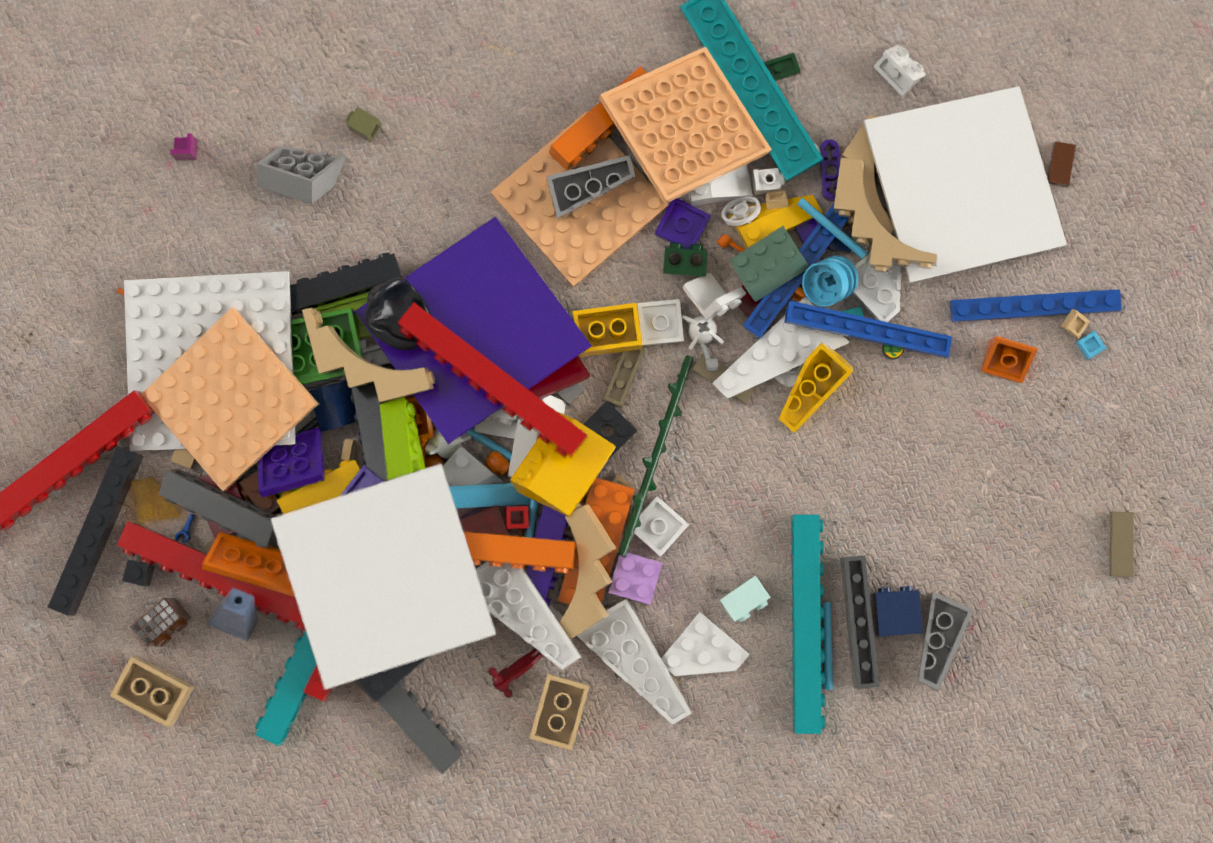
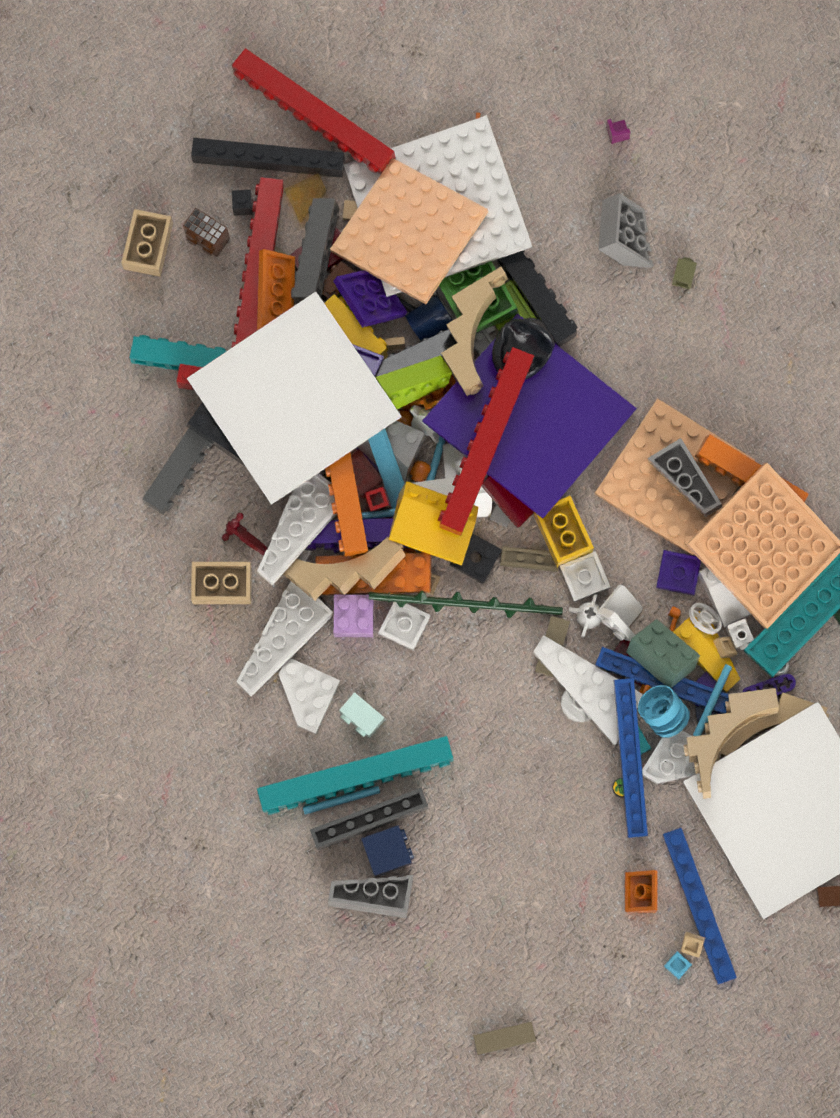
camera: 80 degrees right, 5 degrees down
(185, 531) = (289, 230): blue hand -> none
(235, 614) = (228, 291): sand blue slope -> none
(684, 266) = (641, 583): dark green brick -> none
(711, 364) = (560, 628): light grey hand -> none
(818, 379) = (572, 725): yellow wedge -> none

